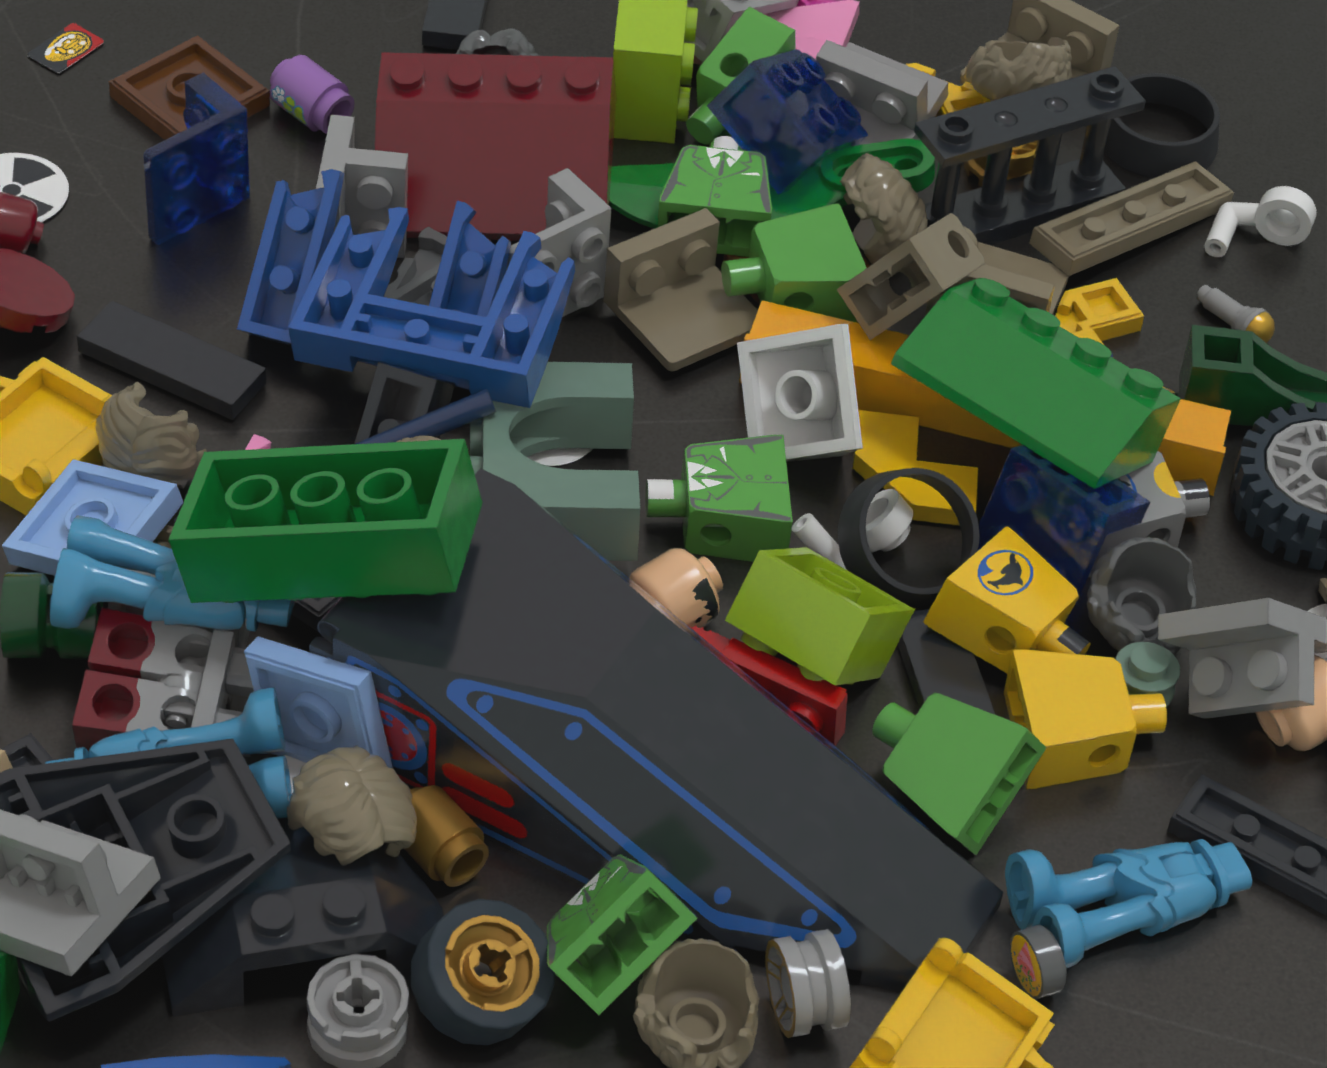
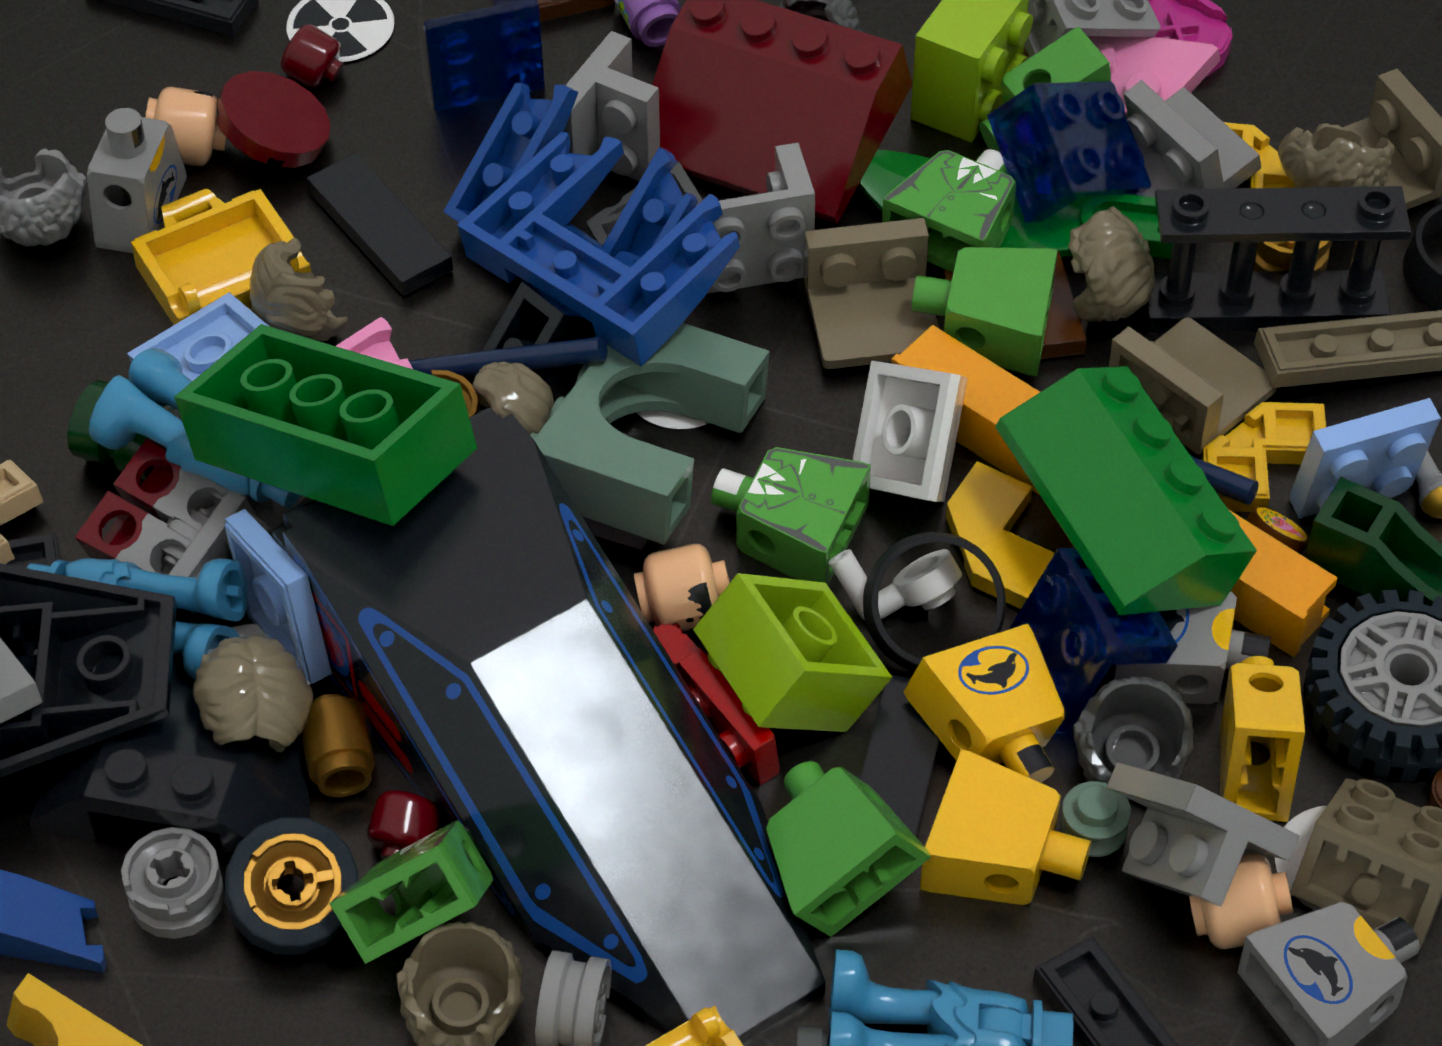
camera: 30 degrees right, 5 degrees up
(541, 884) = (401, 820): none -> dark red piece
(929, 259) = (1073, 337): dark tan torso -> none
(1193, 298) = (1372, 451): none -> light blue plate
(1245, 550) = (1263, 708): none -> yellow torso

